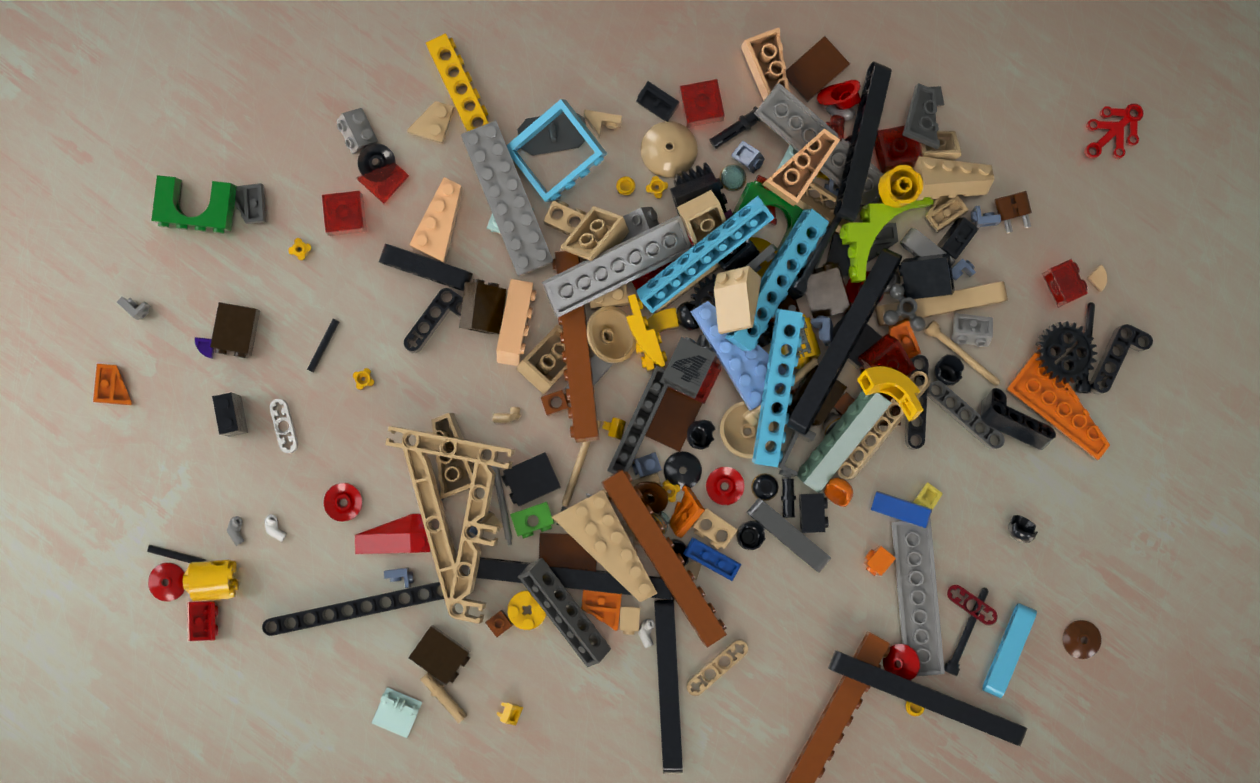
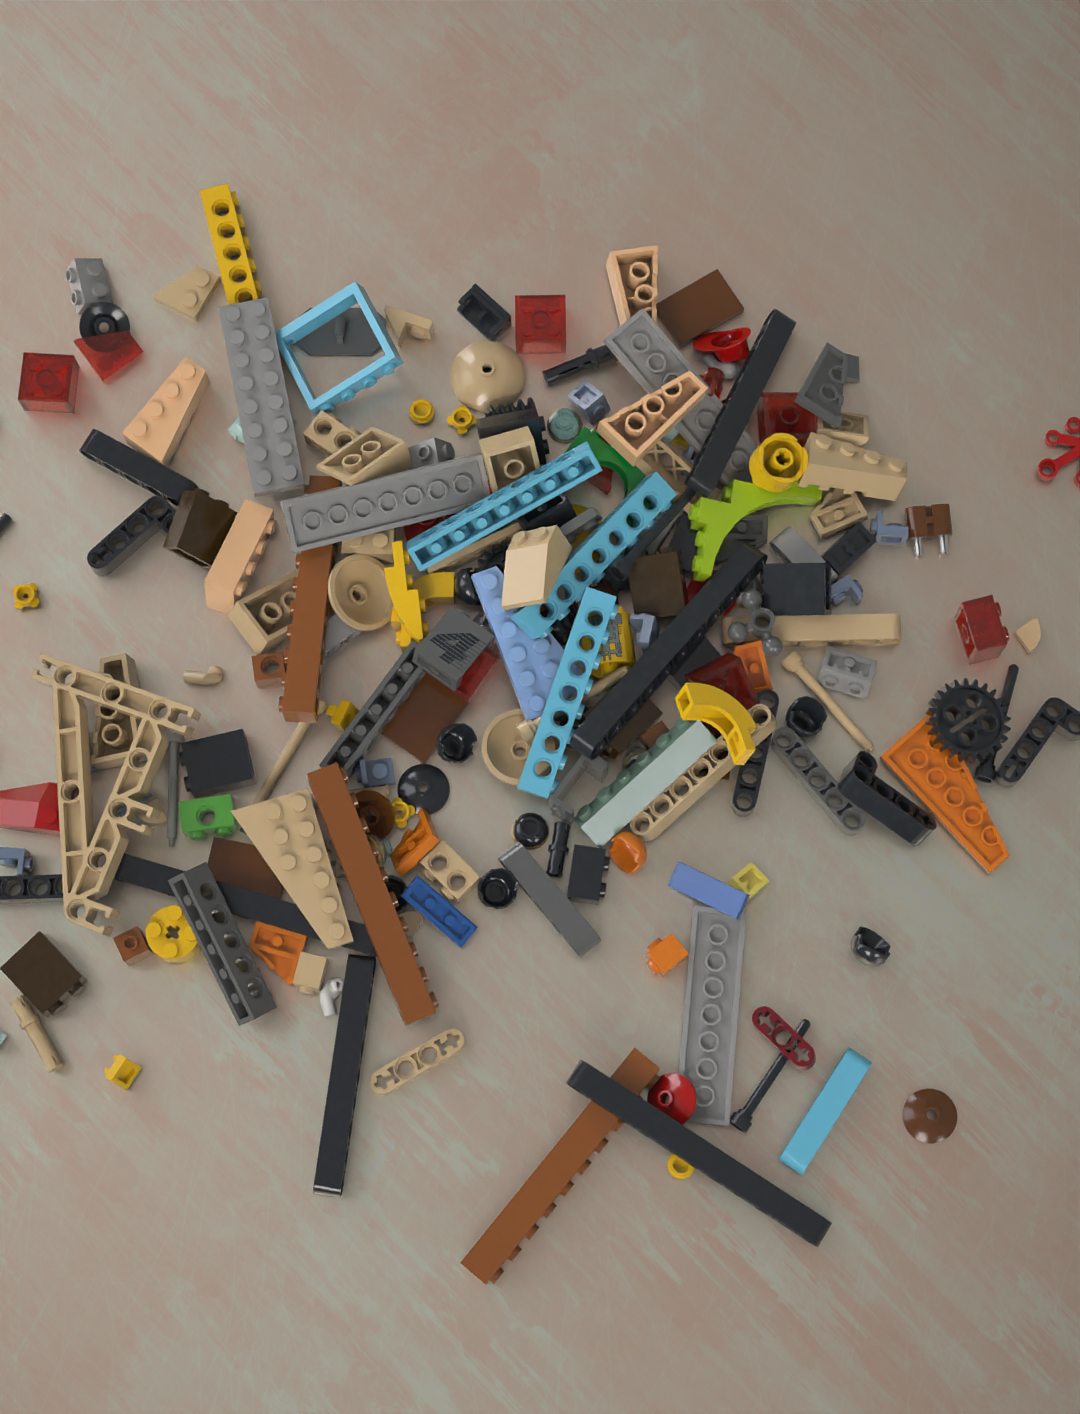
camera: 15 degrees right, 10 degrees down
(734, 481) = (475, 804): red dish -> none

